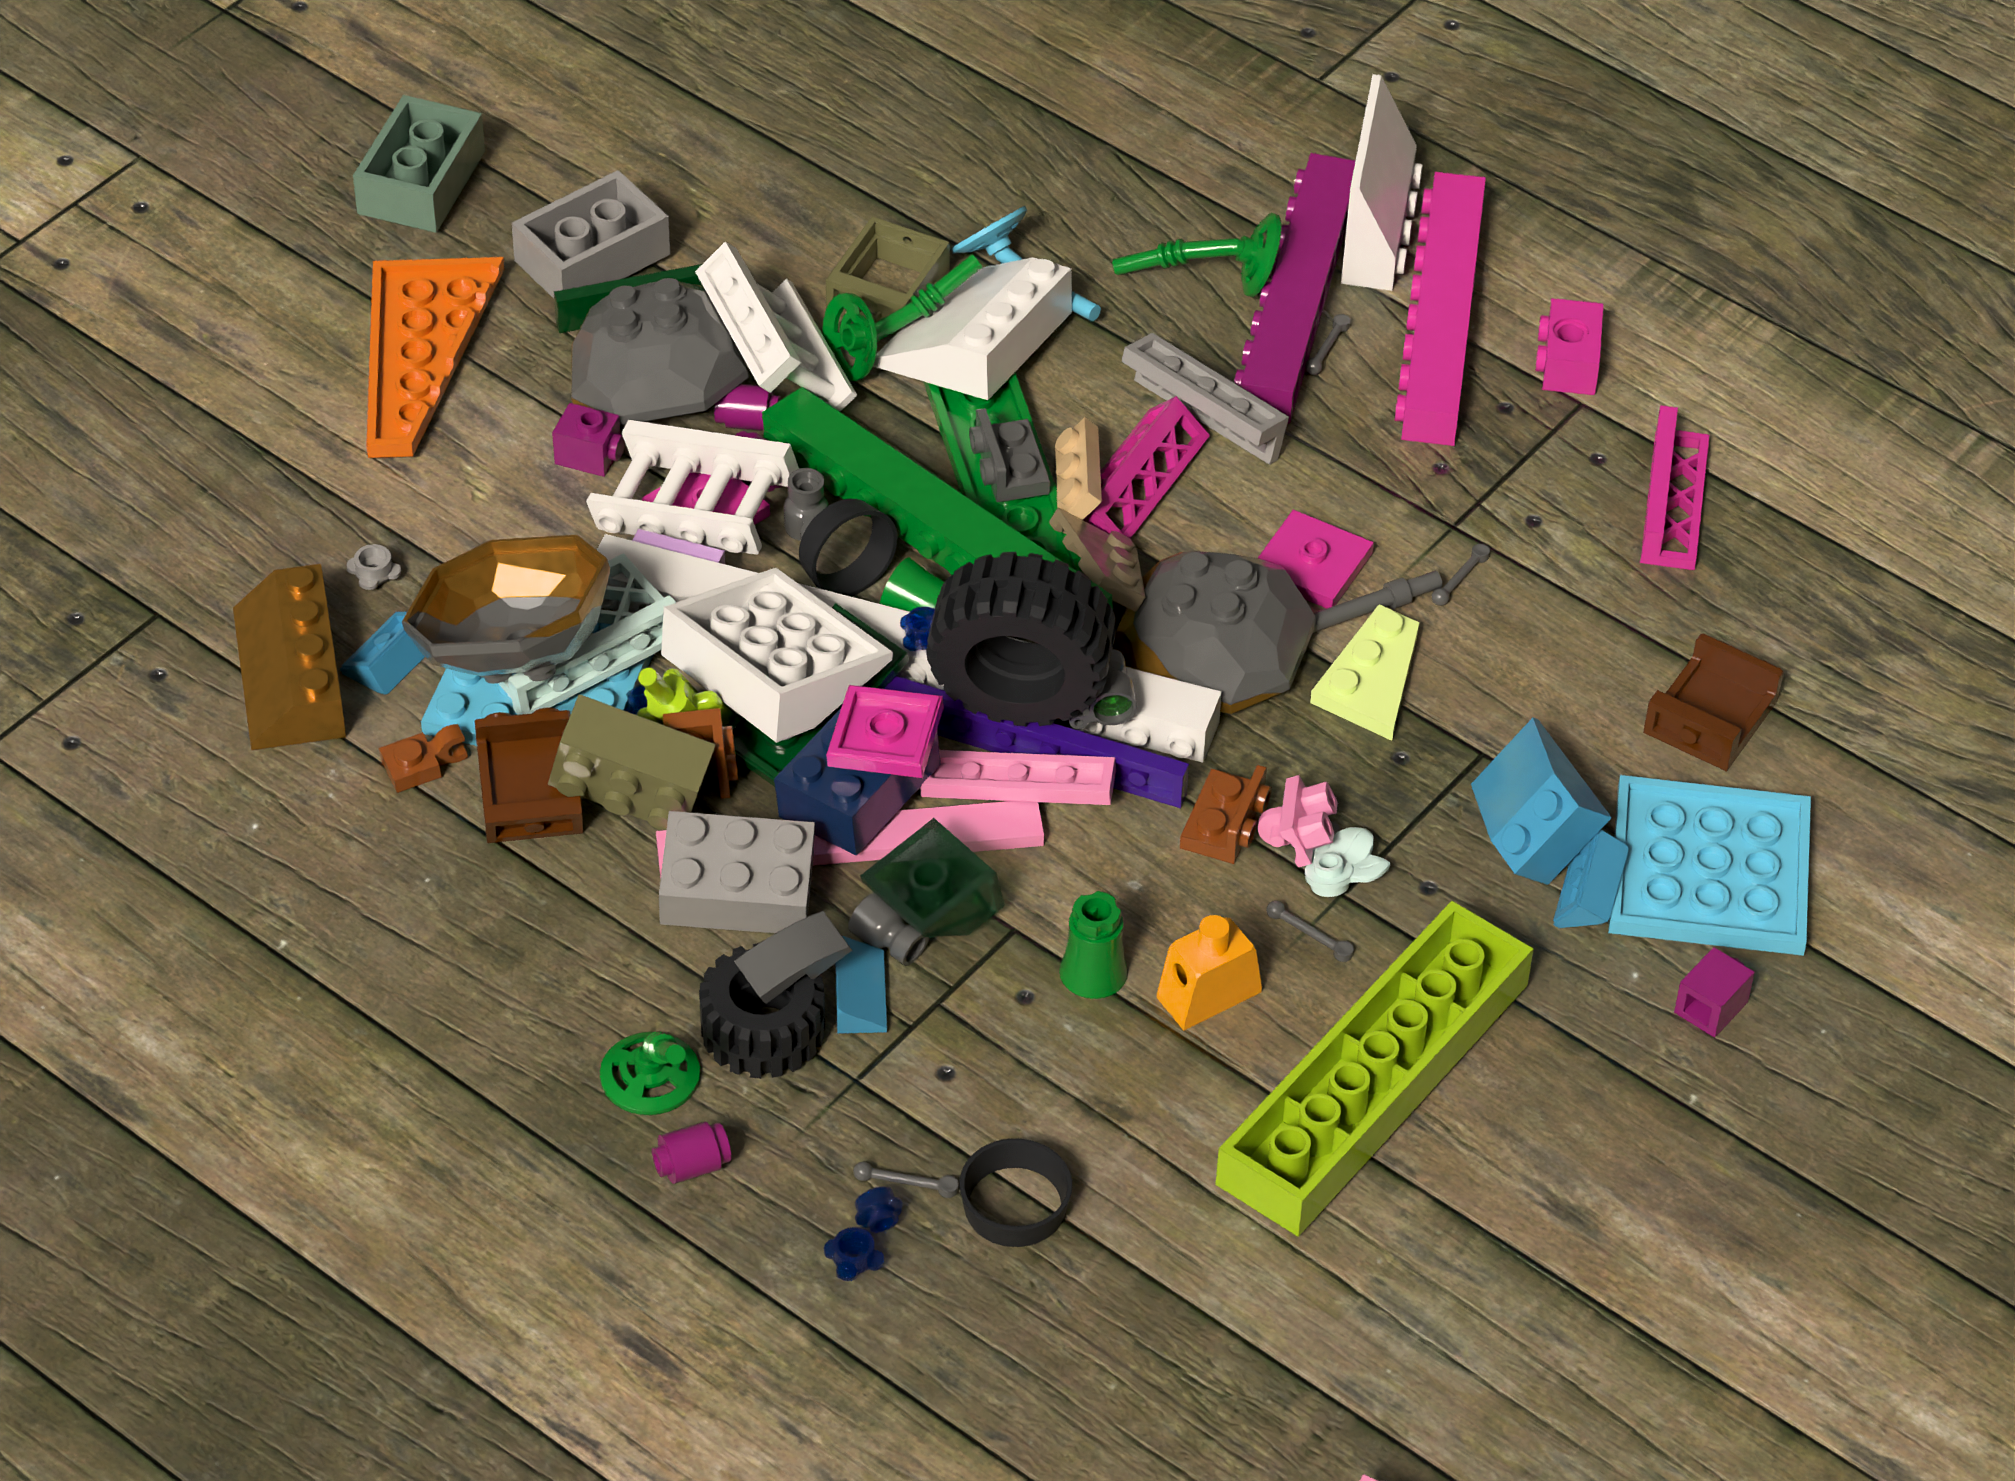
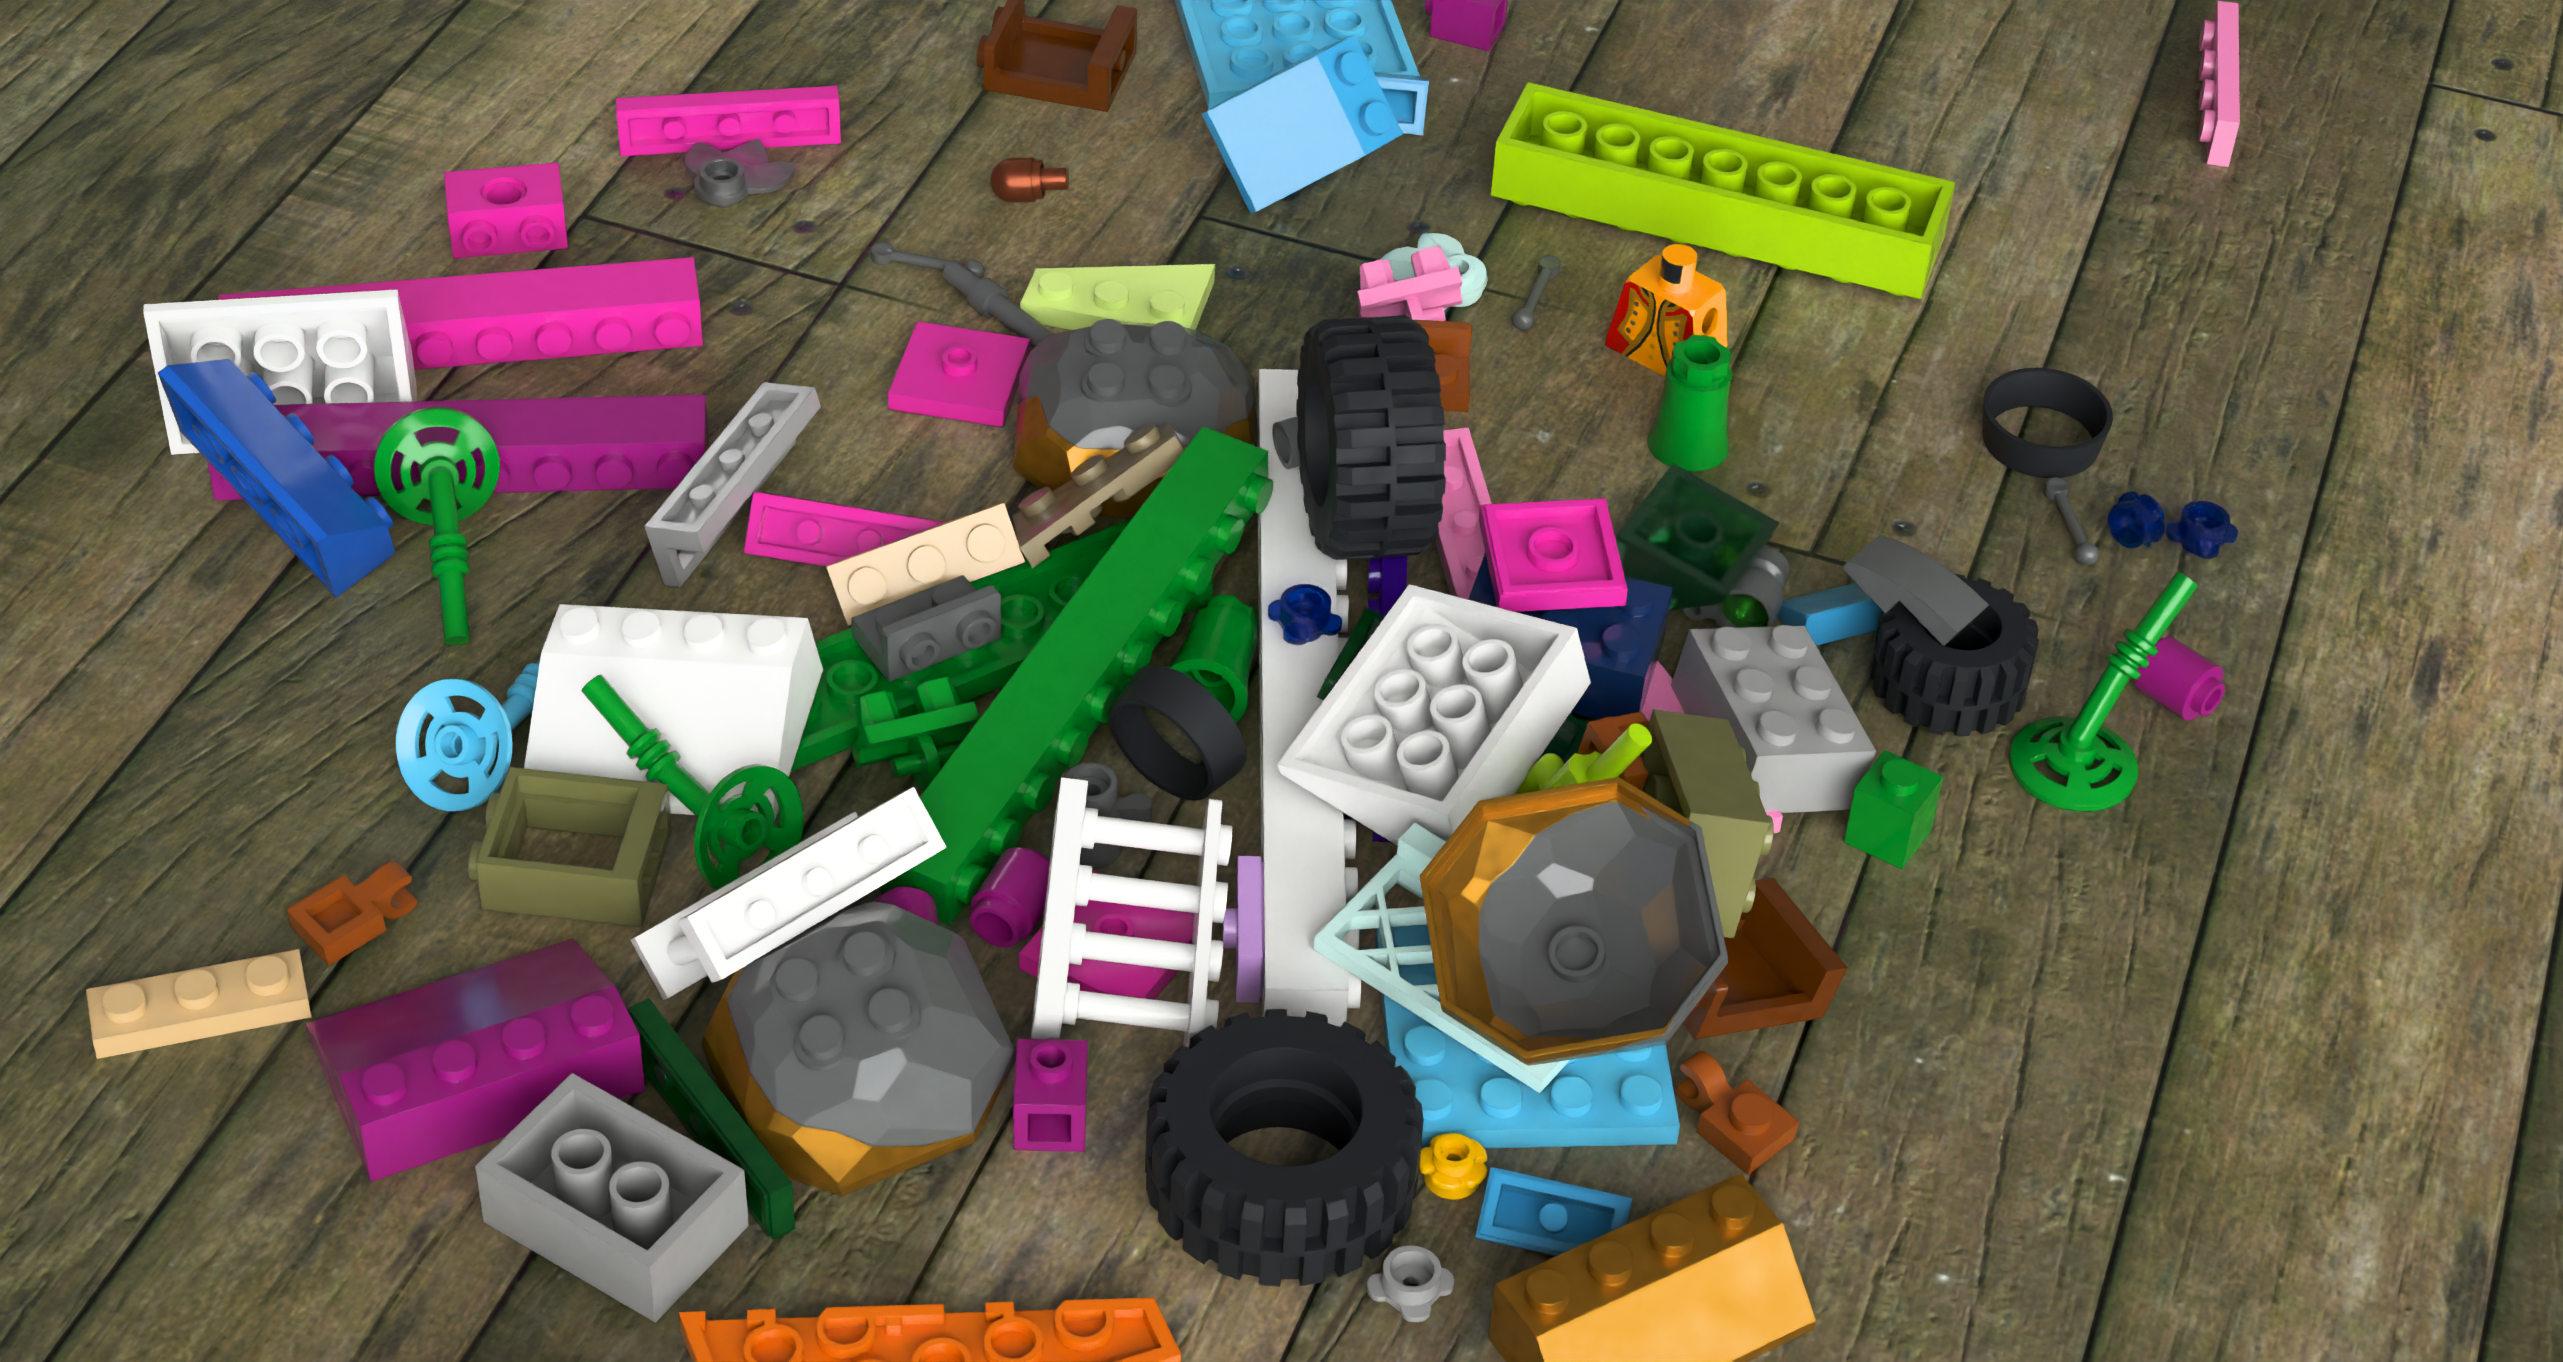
camera: 110 degrees left, 5 degrees down
(473, 474) = (1273, 1216): none -> black tyre
(628, 920) = (1893, 809): none -> green brick
(751, 202) = (474, 1055): none -> magenta slope
(840, 123) = (197, 1003): none -> tan plate
(878, 178) = (347, 915): none -> dark orange plate
(917, 438) = (915, 742): none -> green hips
(1255, 160) = (279, 471): none -> blue slope
(1543, 647) = (1026, 179): none -> copper cylinder
(1602, 485) = (735, 174): none -> flat silver plate

